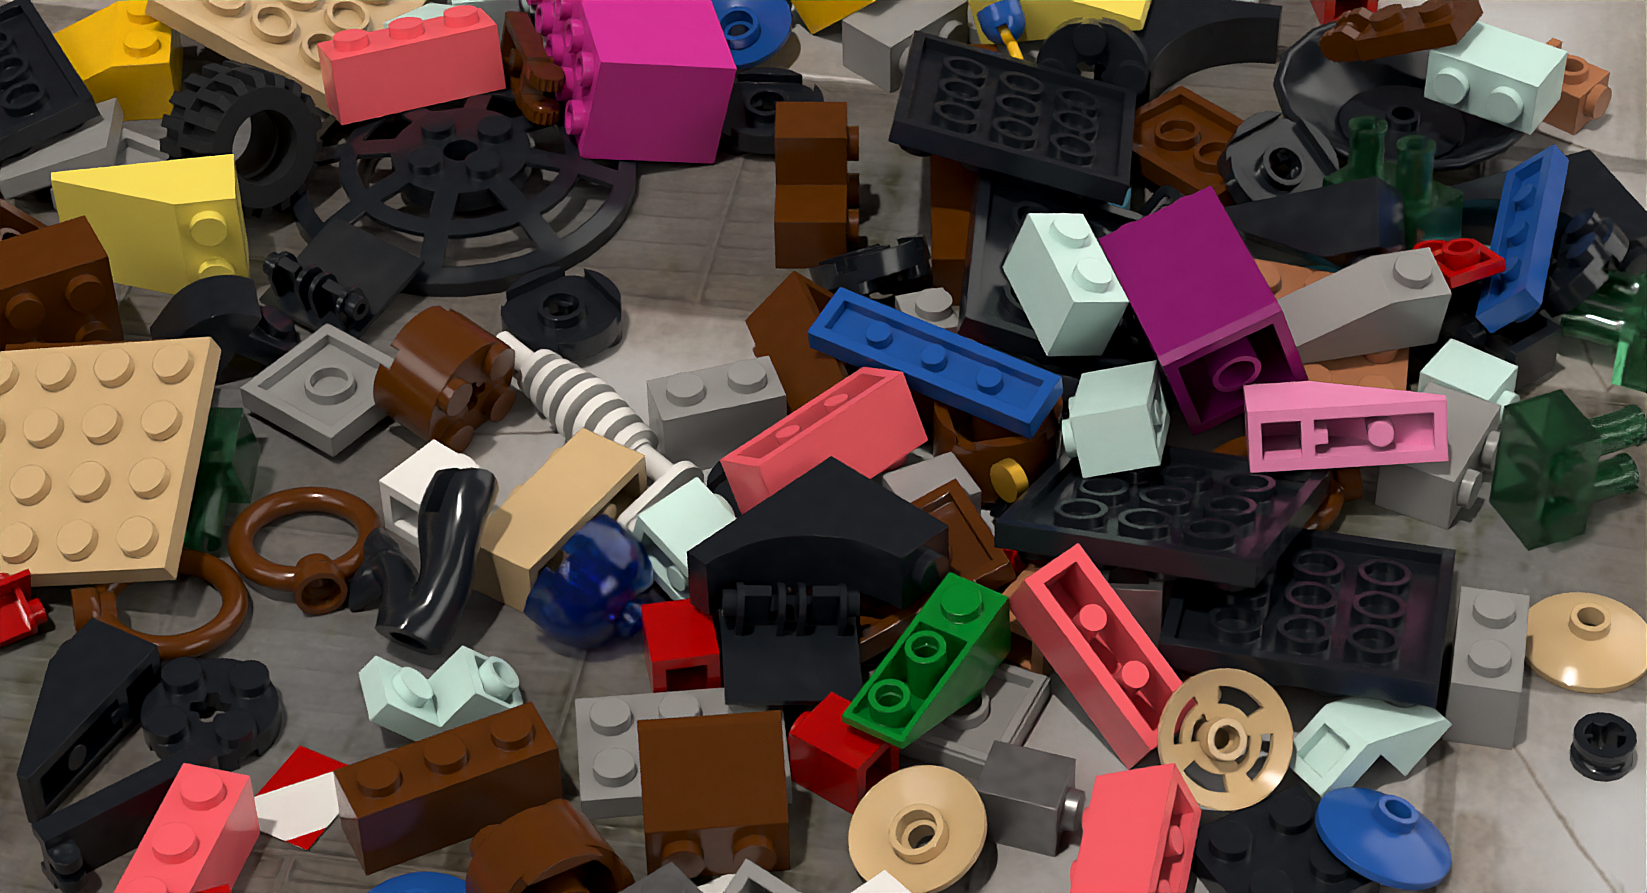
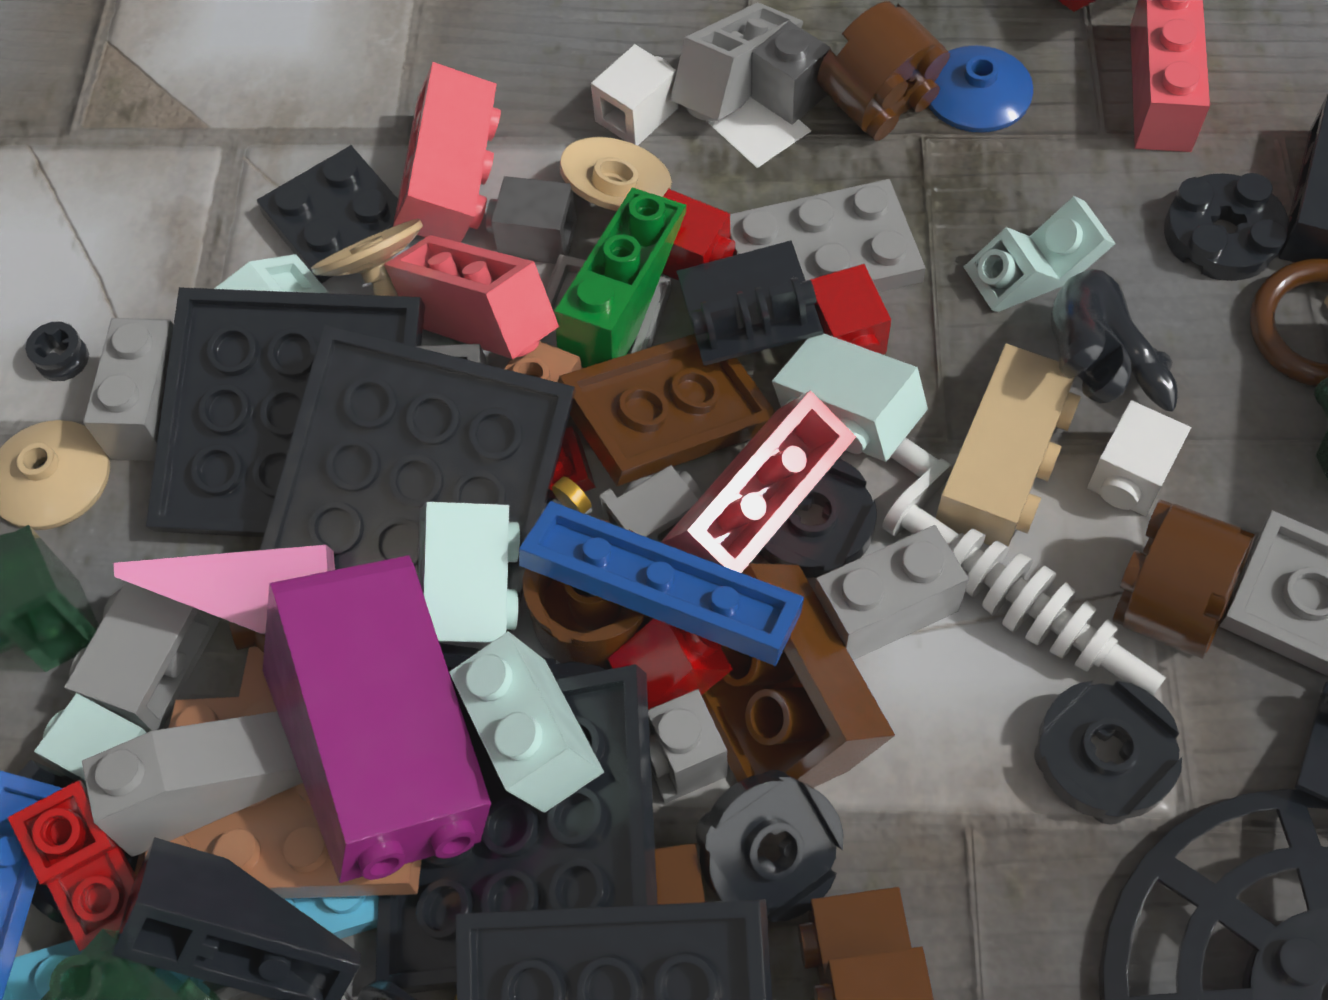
camera: 175 degrees right, 20 degrees up
(109, 820) = (1239, 110): black hinge -> none
(299, 798) = (1116, 179): white sticker -> none
(316, 579) = (1206, 355): reddish brown piece -> none
(447, 787) = (995, 159): reddish brown brick -> none
(594, 588) = (947, 343): clear blue cylinder -> none
(714, 792) = (780, 162): reddish brown slope -> none
(825, 533) = (727, 369): black arch -> none
(1383, 838) = (250, 224): blue dish -> none

